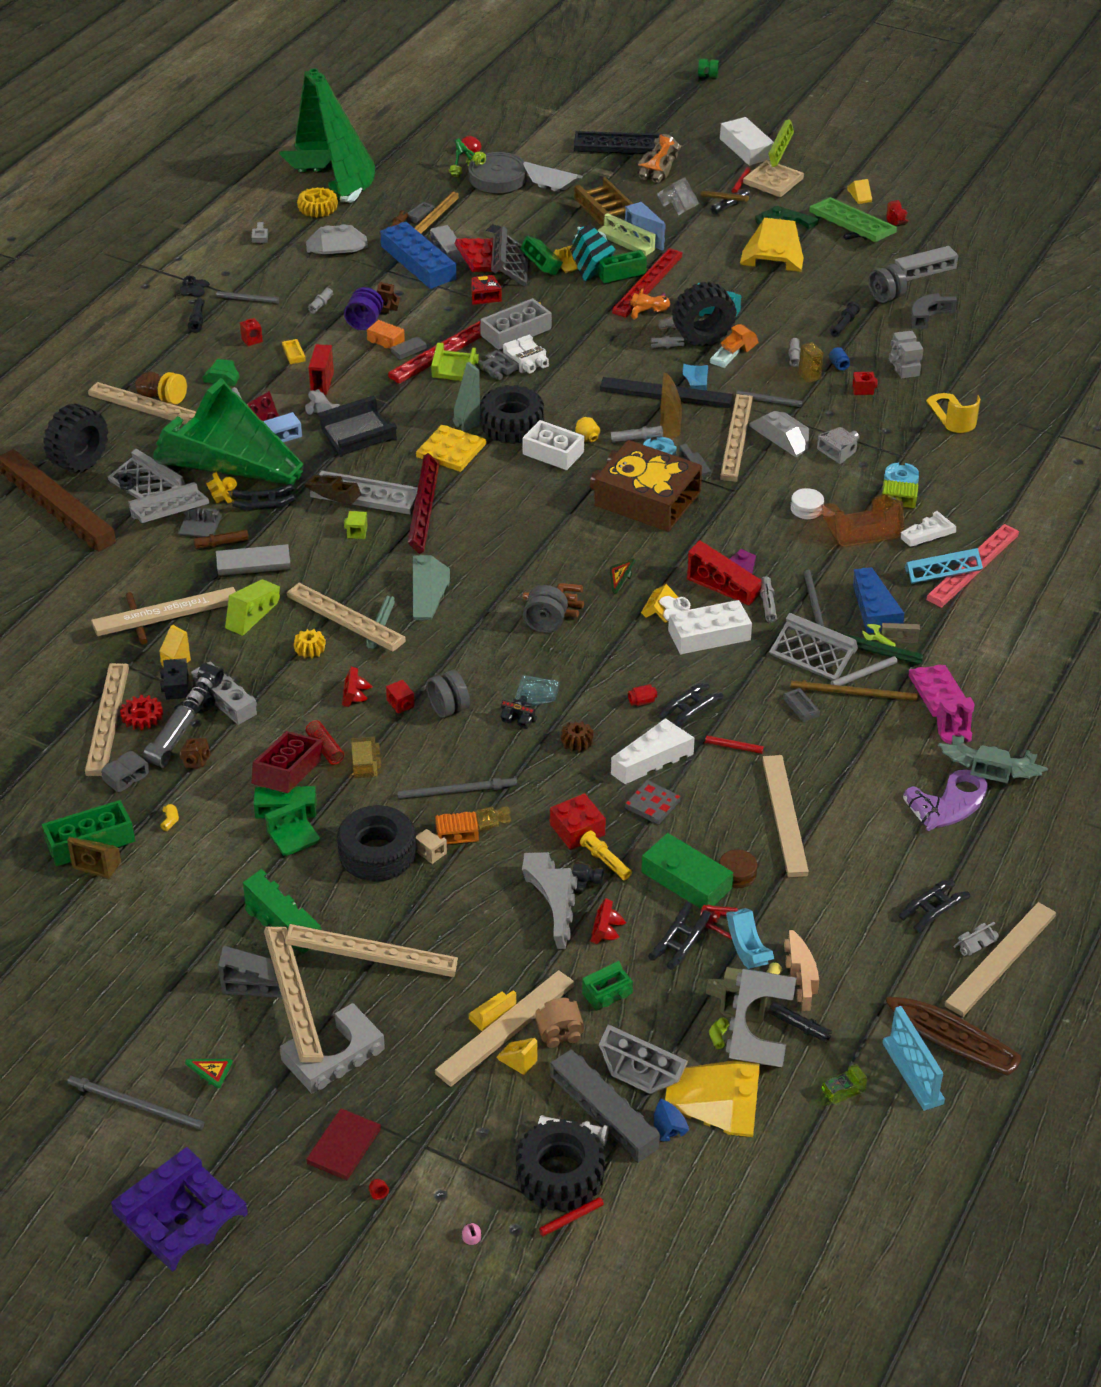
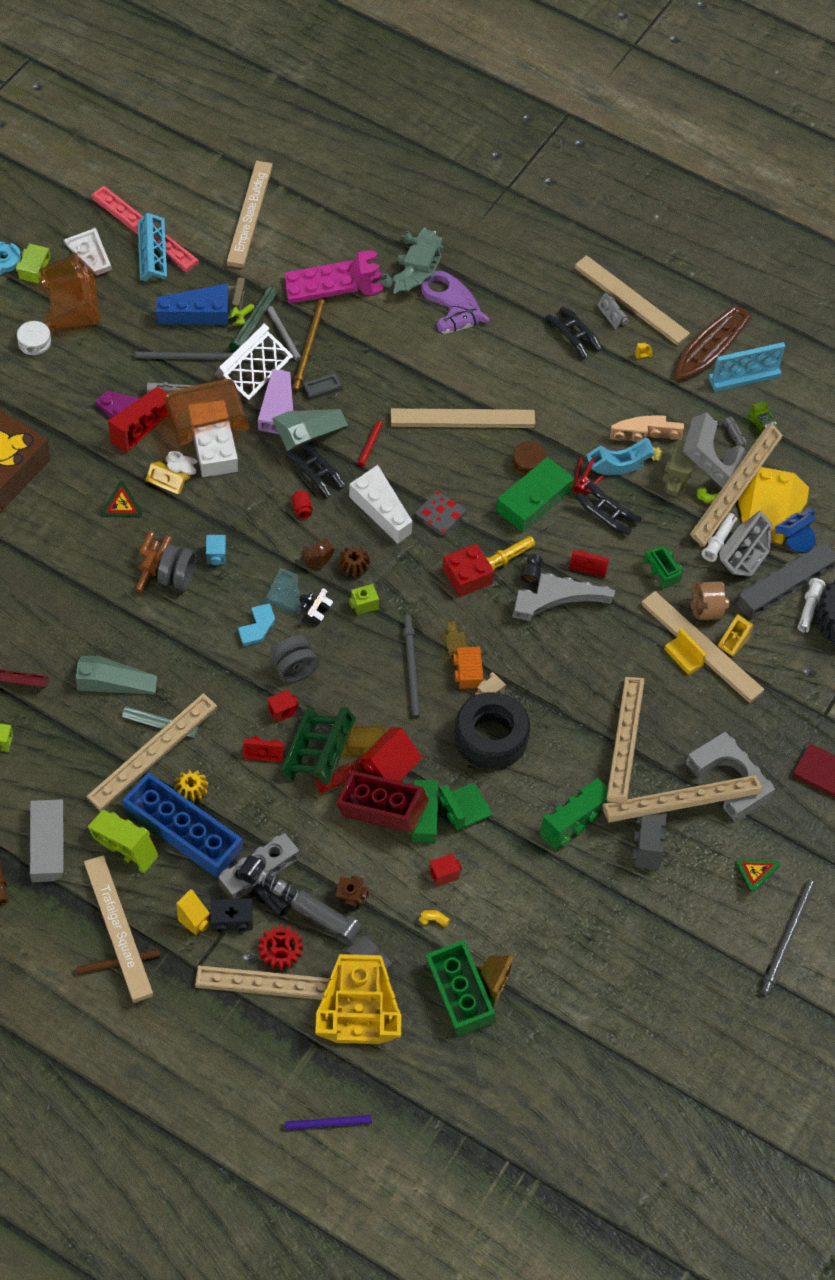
camera: 90 degrees left, 15 degrees up
(76, 756) = (359, 1003): none -> yellow wedge
(219, 819) = (445, 869): none -> red brick
(265, 638) = (183, 825): none -> blue brick
(338, 767) = (391, 755): none -> red brick
(352, 717) = (329, 754): none -> dark green fence
(503, 681) = (257, 632): none -> medium azure tile
(531, 746) = (364, 599): none -> lime brick
(576, 640) = (216, 549): none -> medium azure brick
(579, 708) = (318, 554): none -> reddish brown hair
(660, 1041) = (716, 542): none -> white pin
(689, 1111) = (795, 522): none -> blue hinge
(728, 1044) = (736, 484): none -> tan tile
(735, 684) = (305, 426): none -> sand green wedge
(741, 610) = (204, 406): none -> clear orange windscreen
(766, 670) = (276, 400): none -> lavender slope
(820, 1058) = (734, 431): none -> light grey axle
(921, 967) = (643, 351): none -> yellow tile
(1021, 636) = (249, 214): none -> tan tile

